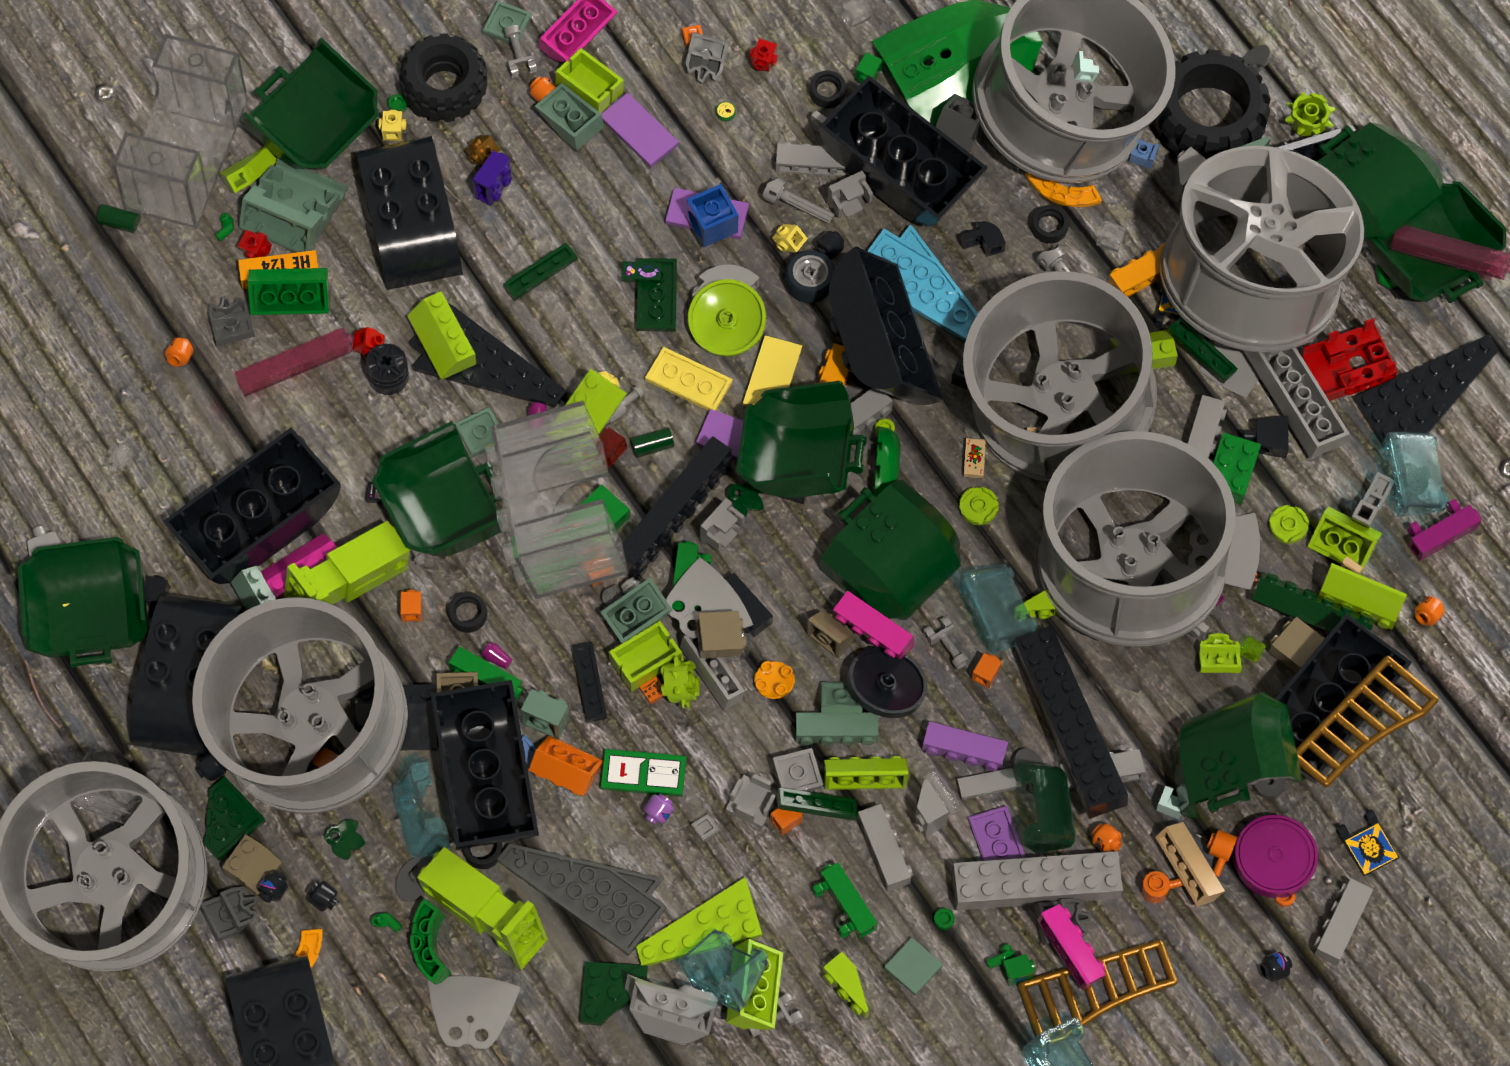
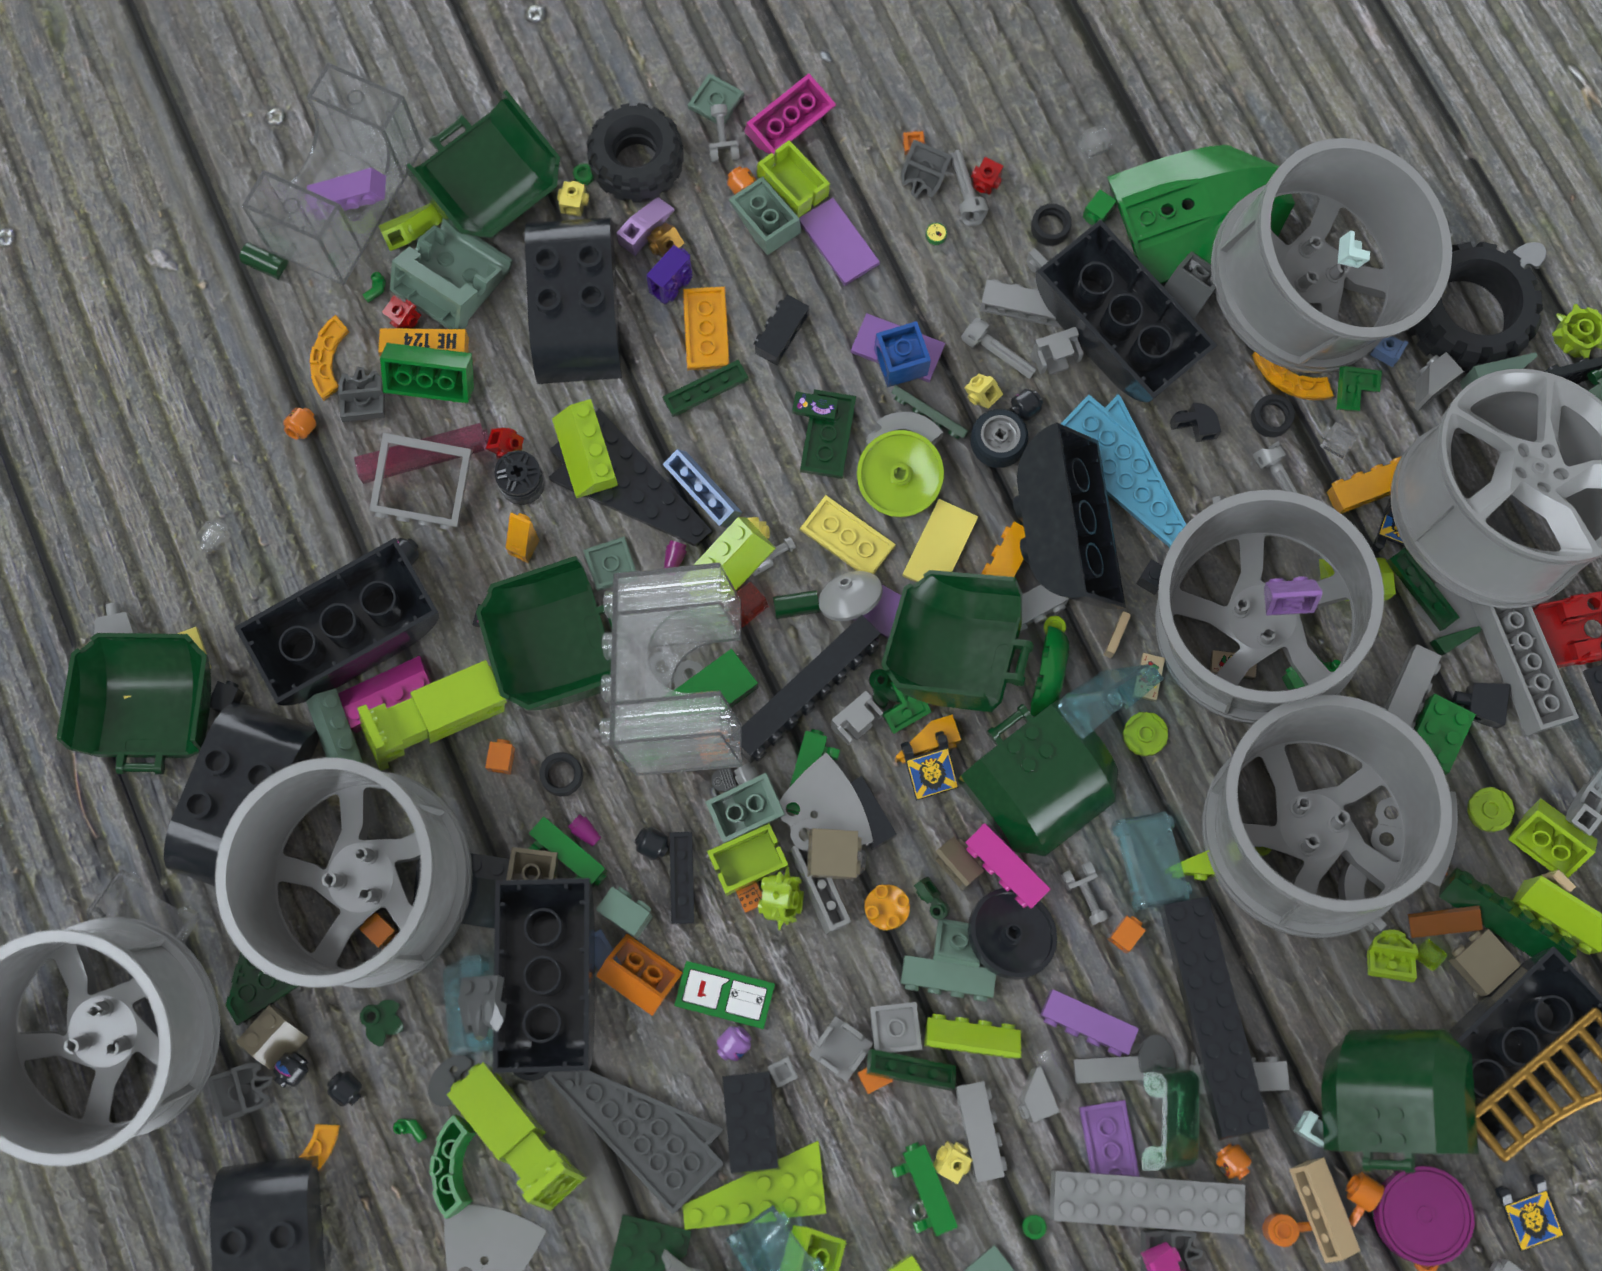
camera: 10 degrees right, 10 degrees up
(187, 293) = (322, 357): none -> light orange tile
(204, 138) = (353, 189): none -> medium lavender brick
(300, 351) = (424, 519): none -> light grey window
(398, 417) = (521, 537): none -> light orange slope
(437, 792) = (481, 1004): none -> dark grey plate
(458, 140) = (639, 226): none -> lavender slope
(531, 220) = (706, 328): none -> light orange tile
(551, 354) = (702, 488): none -> medium blue brick
(558, 656) = (651, 843): none -> black head
(600, 211) = (781, 329): none -> black brick
(684, 868) = (750, 1123): none -> black brick
(699, 425) = (850, 595): none -> light grey dish
(719, 254) = (922, 408): none -> dark green plate
(754, 81) = (972, 204): none -> light grey piece
(768, 512) = (905, 712): none -> green plate
(793, 533) = (926, 740): none -> light orange slope
(794, 561) = (930, 771): none -> flag
(807, 661) = (930, 894): none -> dark green plate
(865, 873) = (952, 1161): none -> light yellow brick
(940, 426) = (1117, 634): none -> tan tile
(951, 465) = (1105, 694): none -> clear light blue windscreen
(1073, 353) = (1291, 596): none -> medium lavender slope
(1116, 185) = (1352, 382): none -> green plate
(1235, 388) = (1448, 642): none -> dark green slope
(1259, 618) = (1445, 921): none -> dark orange tile

